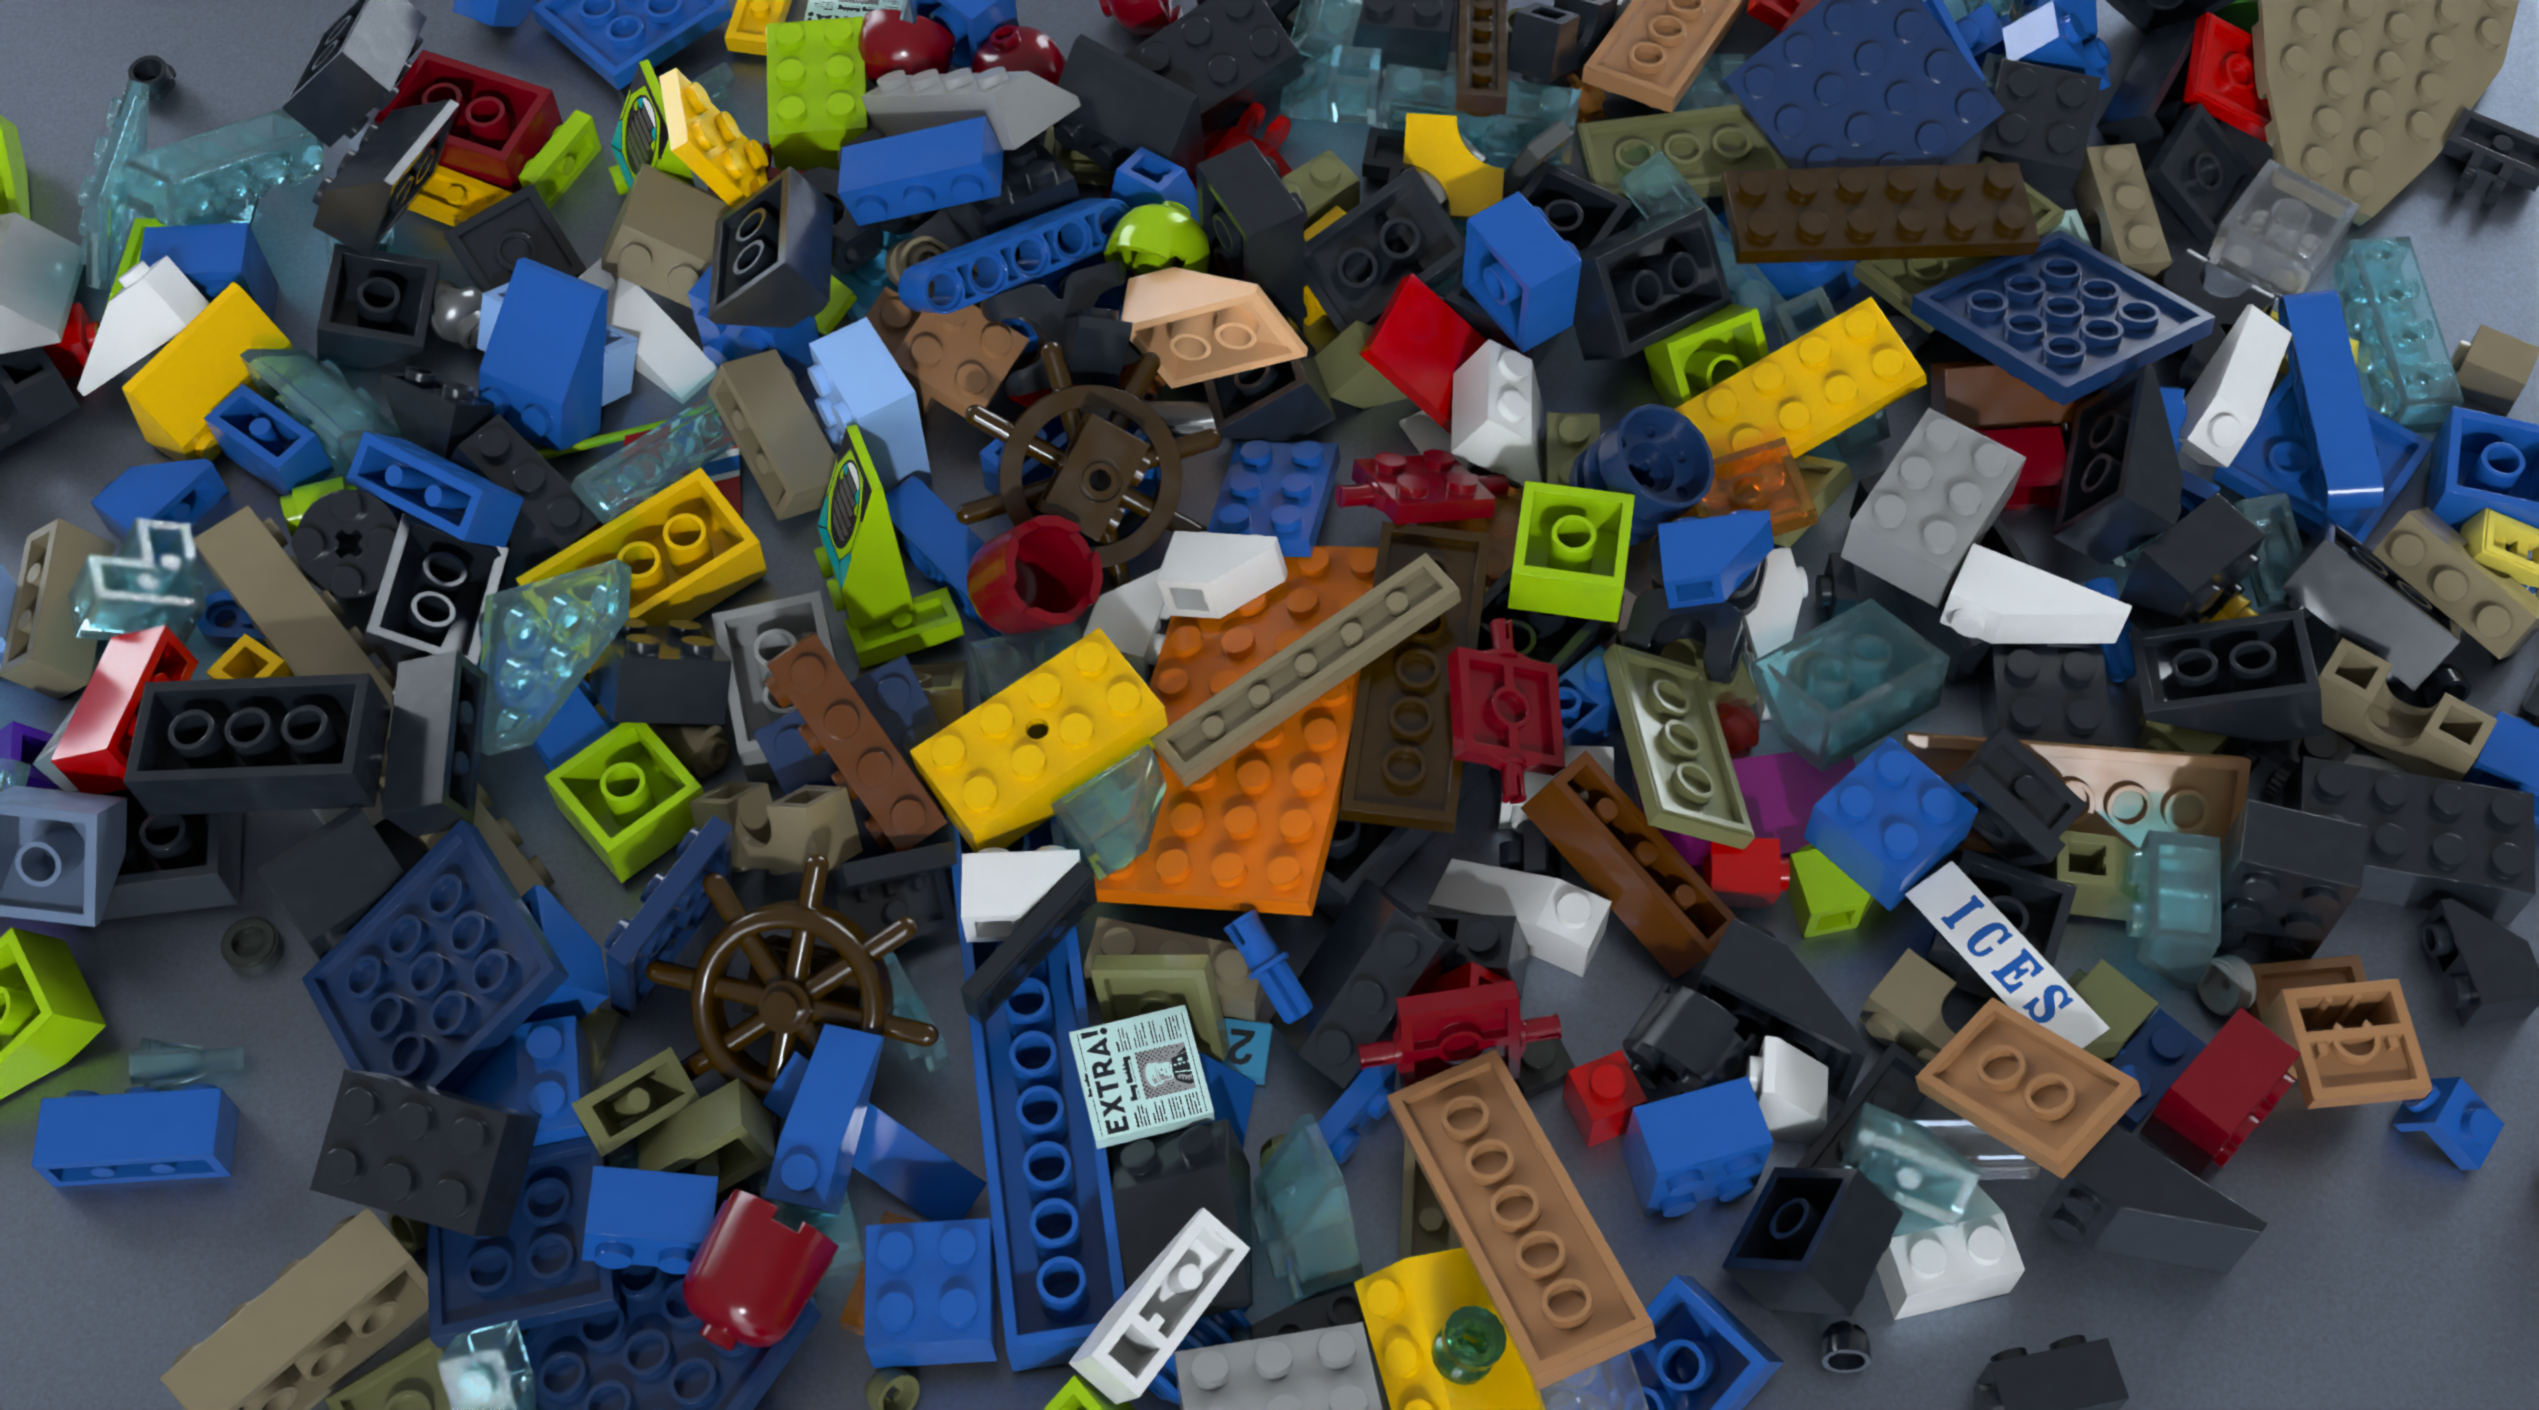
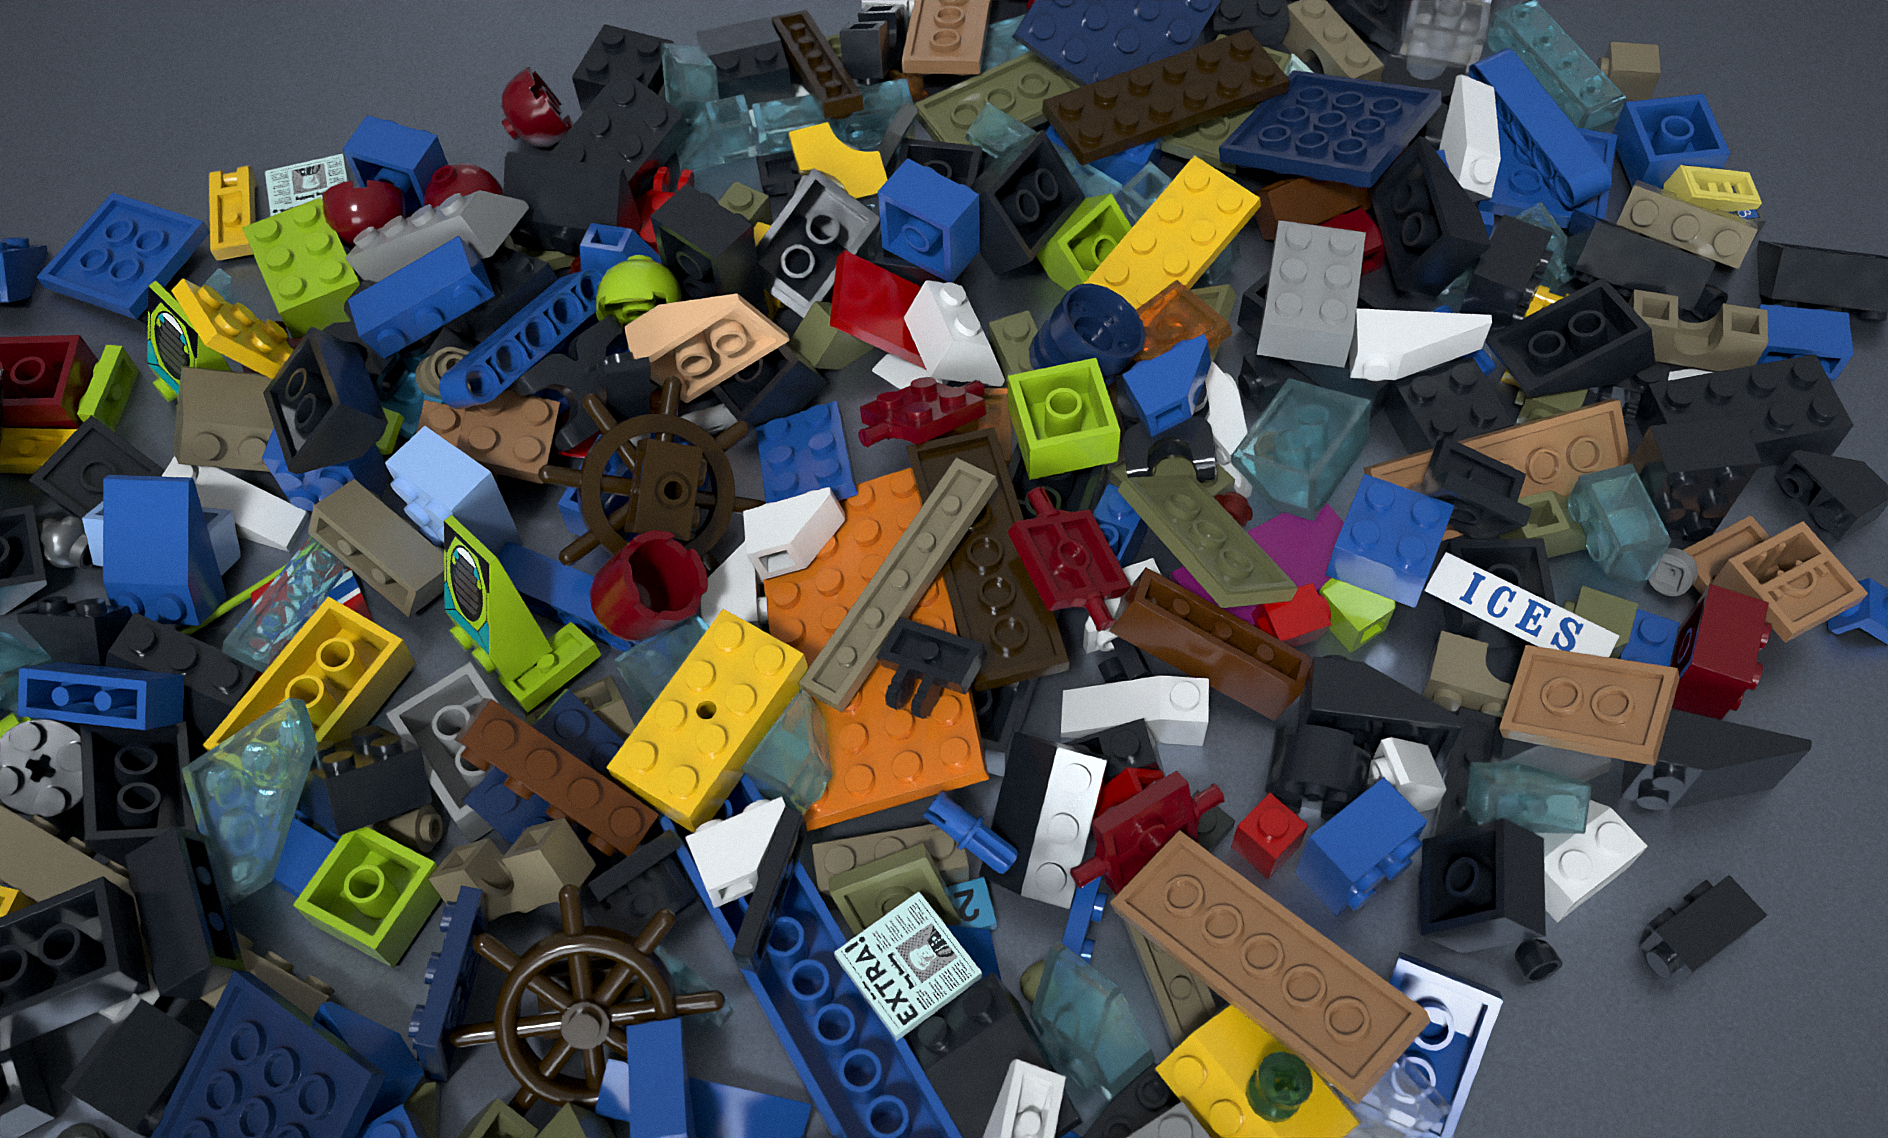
camera: 20 degrees left, 0 degrees up
(1302, 761) = (931, 656): none -> black hinge

